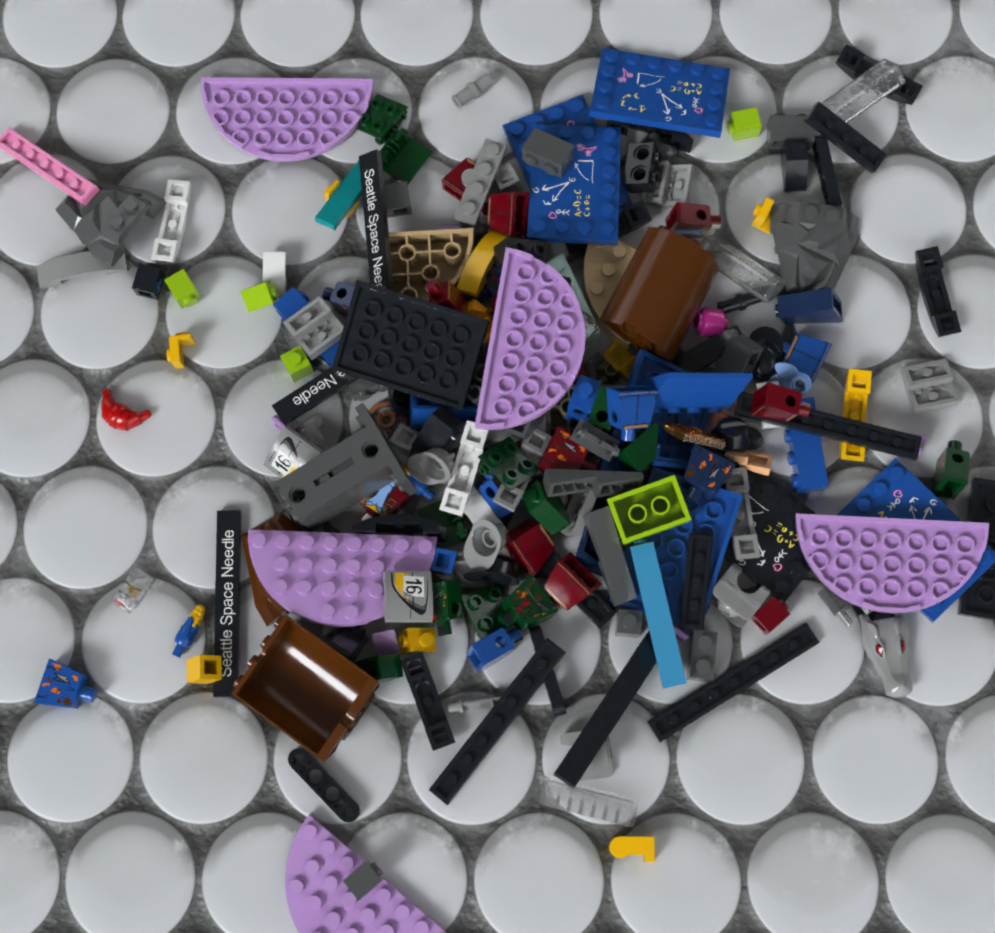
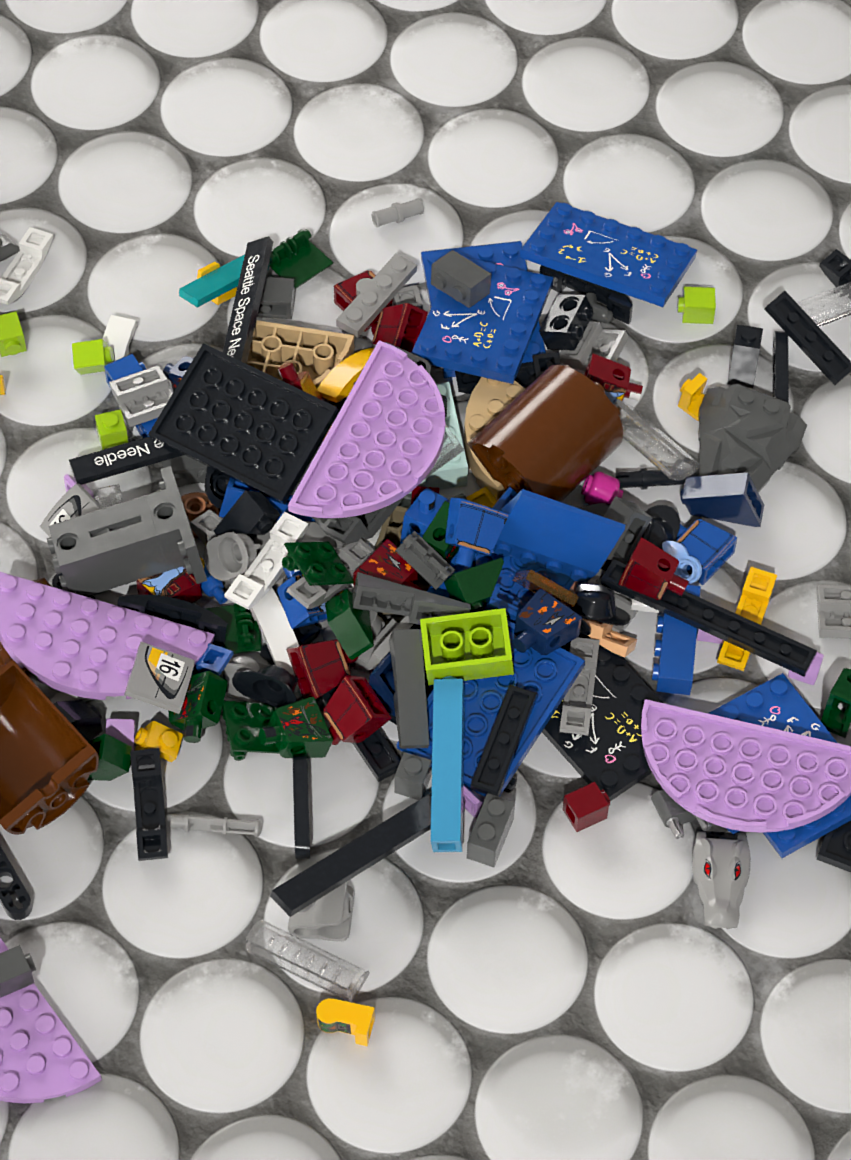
camera: 10 degrees right, 20 degrees down
(286, 115) = (182, 195): lavender plate -> none
(382, 118) = (286, 219): dark green hinge -> none
(484, 544) = (267, 642): light grey piece -> none
(486, 653) = (242, 765): blue torso -> none
(497, 721) = (224, 844): black tile -> none
(732, 601) = (545, 781): light grey piece -> none
(733, 682) = (521, 871): black tile -> none
(788, 127) = (748, 315): dark grey brick -> none

